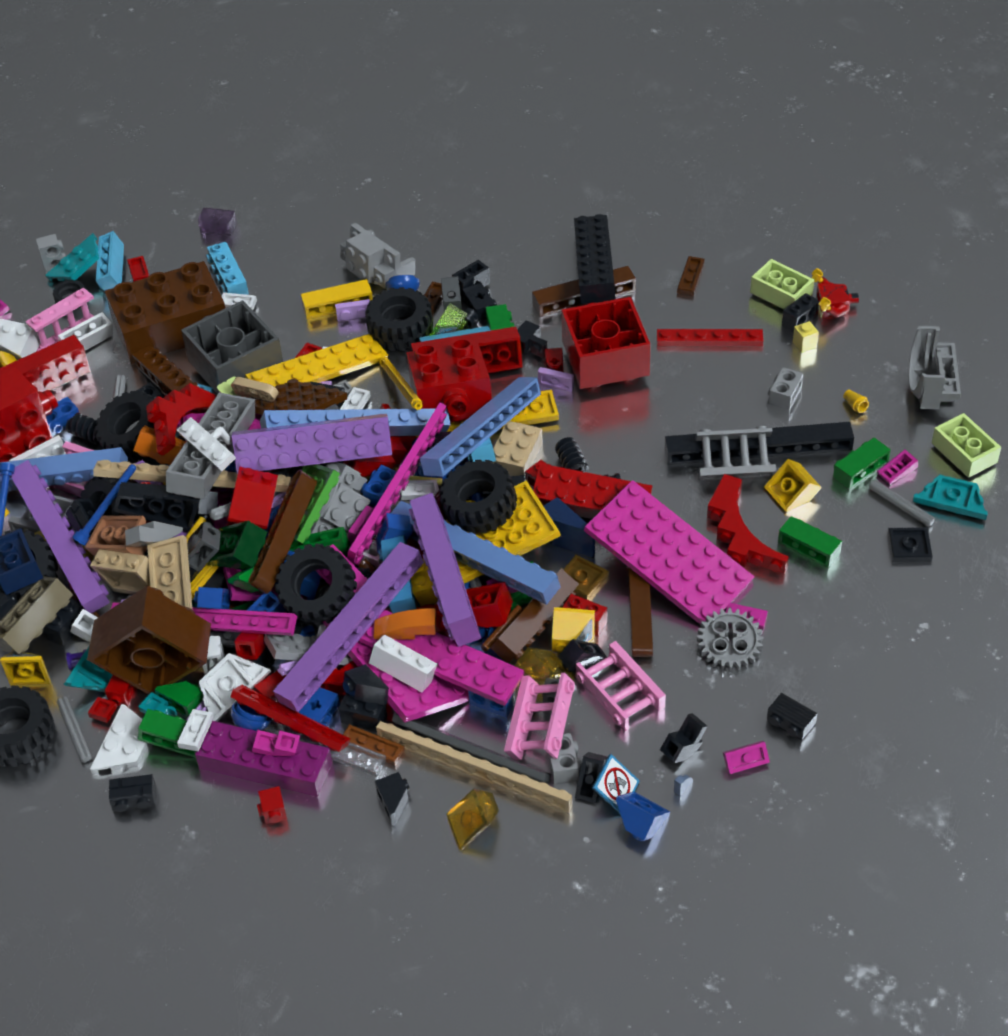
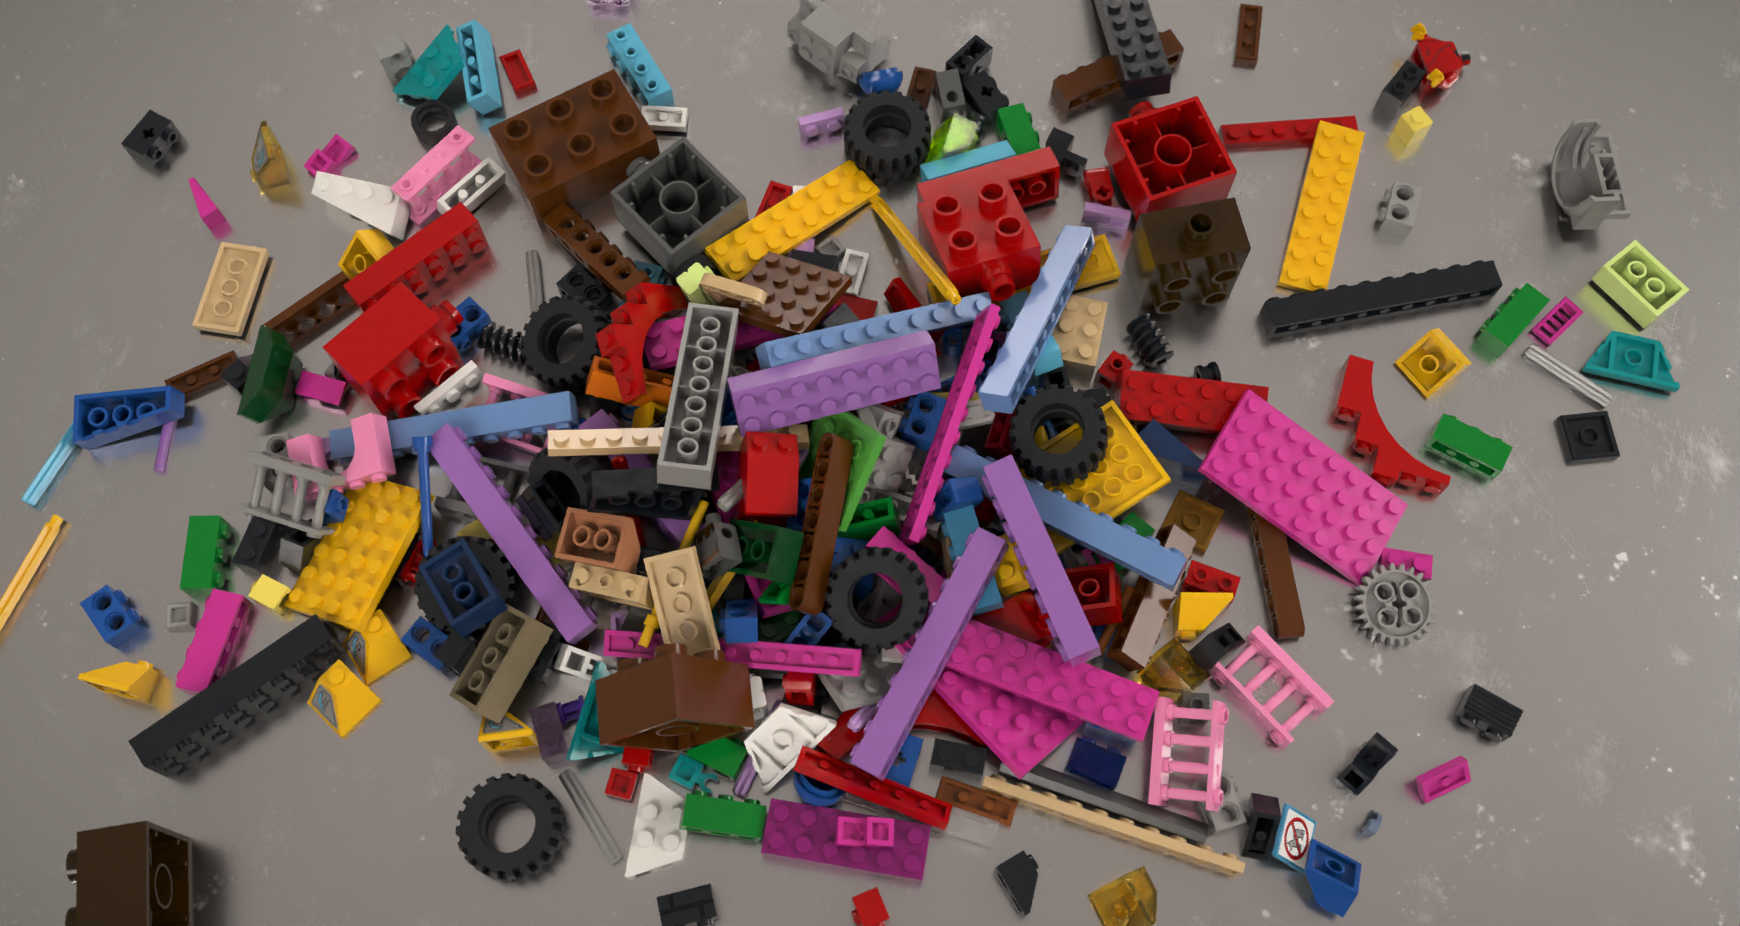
camera: 10 degrees left, 20 degrees up
(56, 671) = (550, 733): none -> clear purple brick
(83, 535) = (548, 540): blue piece -> none
(150, 533) = (646, 543): light grey slope -> none
(195, 730) = (755, 819): white plate -> none
(207, 443) = (701, 408): white plate -> none
(323, 301) = (786, 106): yellow brick -> none
(359, 523) = (912, 475): dark pink plate -> none
(365, 685) = (962, 733): black slope -> none
(402, 663) = (1006, 698): white brick -> none
(406, 624) = (1003, 646): orange slope -> none
(470, 724) = (1095, 762): none -> clear blue brick
(605, 397) = (1187, 255): none -> dark brown brick
(724, 382) = (1321, 208): none -> yellow plate
(746, 469) = (1372, 339): light grey fence -> none
(780, 284) = (1371, 47): yellowish green brick -> none
(856, 401) = (1490, 222): yellow cone -> none

